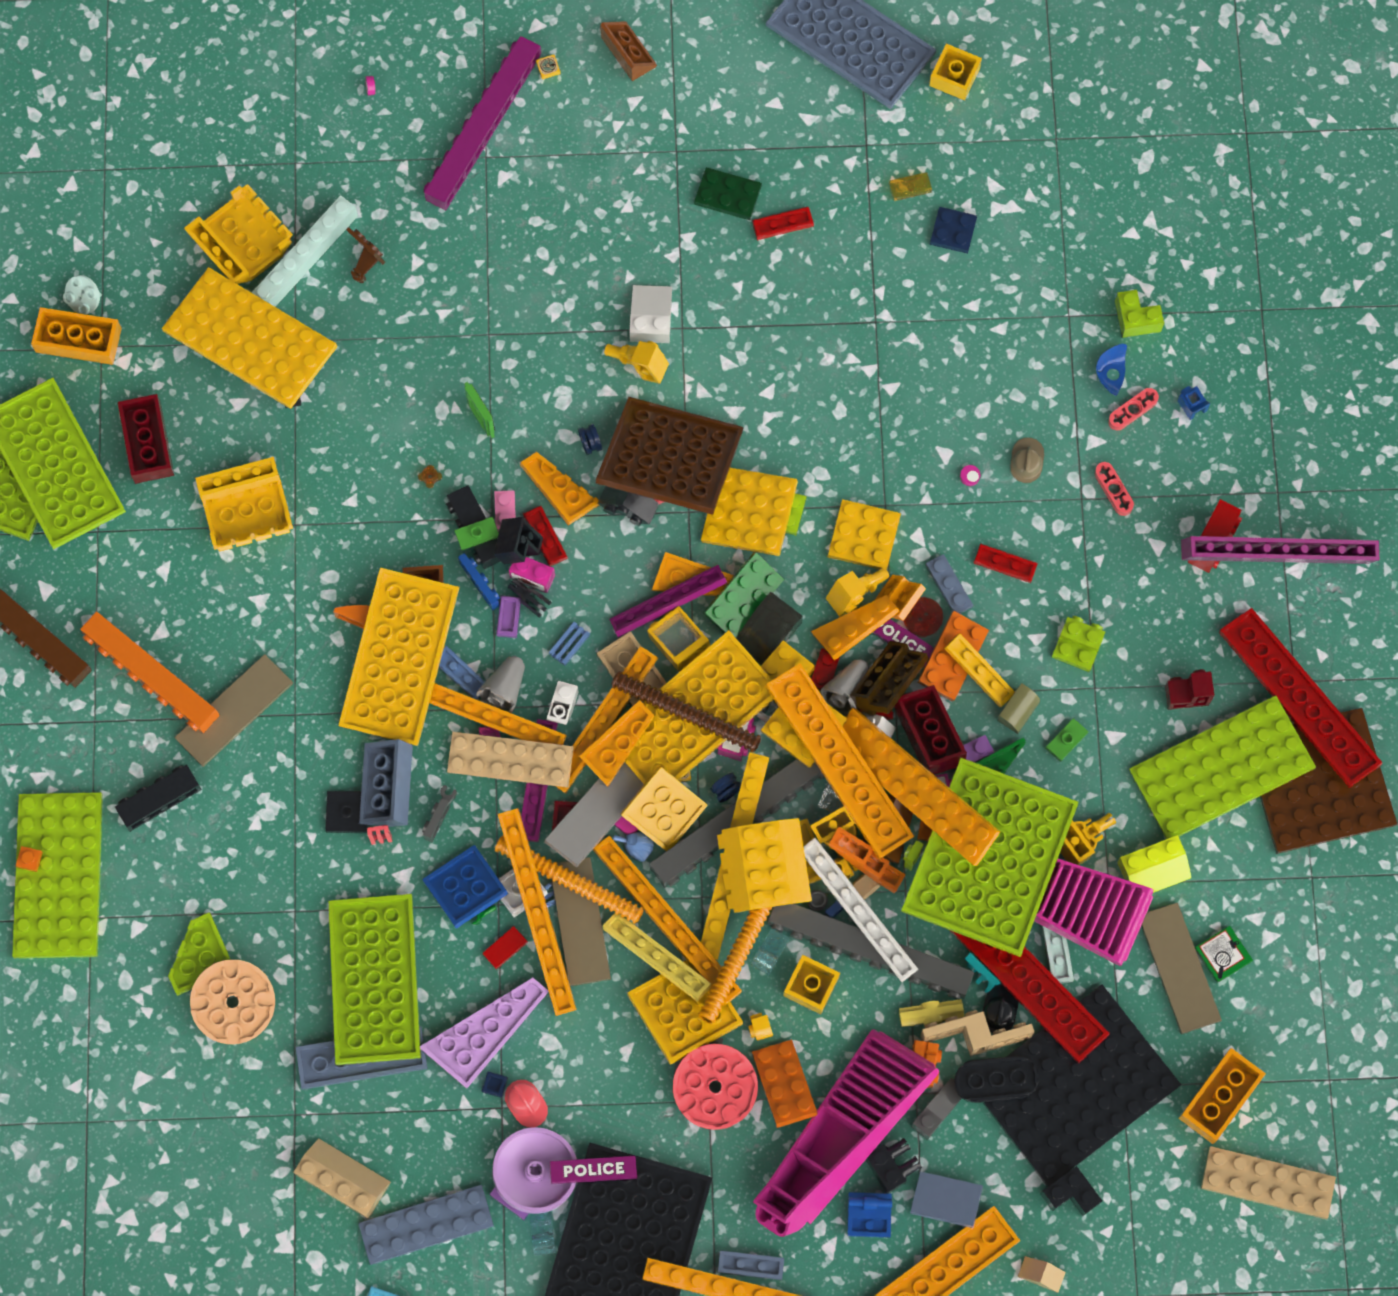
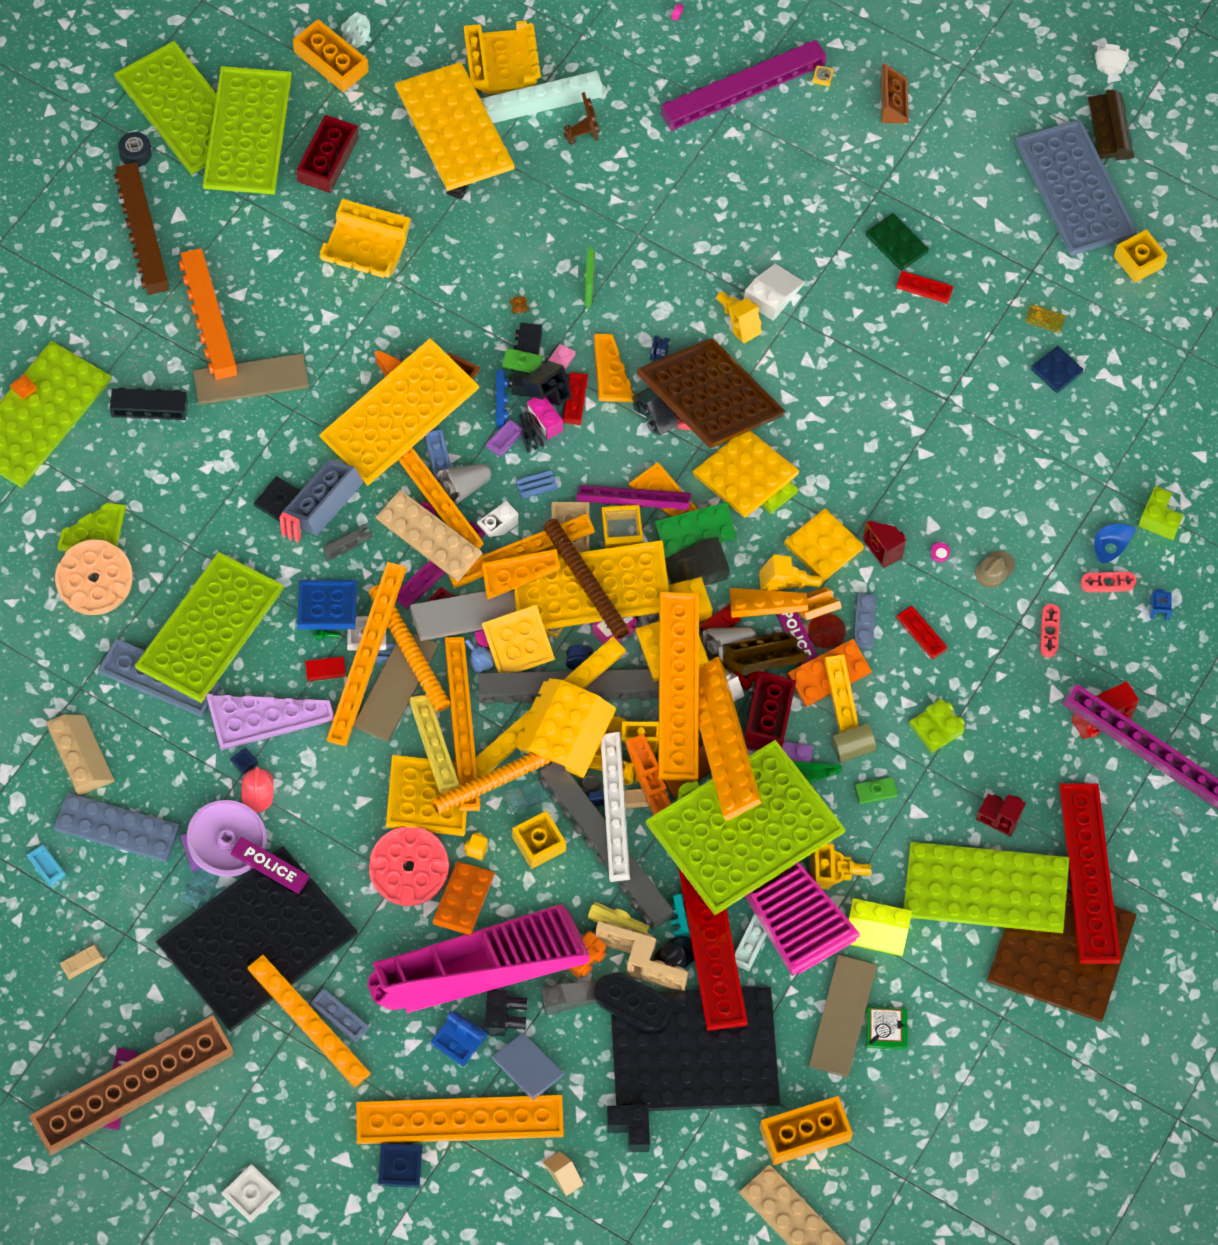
camera: 30 degrees right, 10 degrees down
(919, 500) = (884, 542): none -> dark red slope

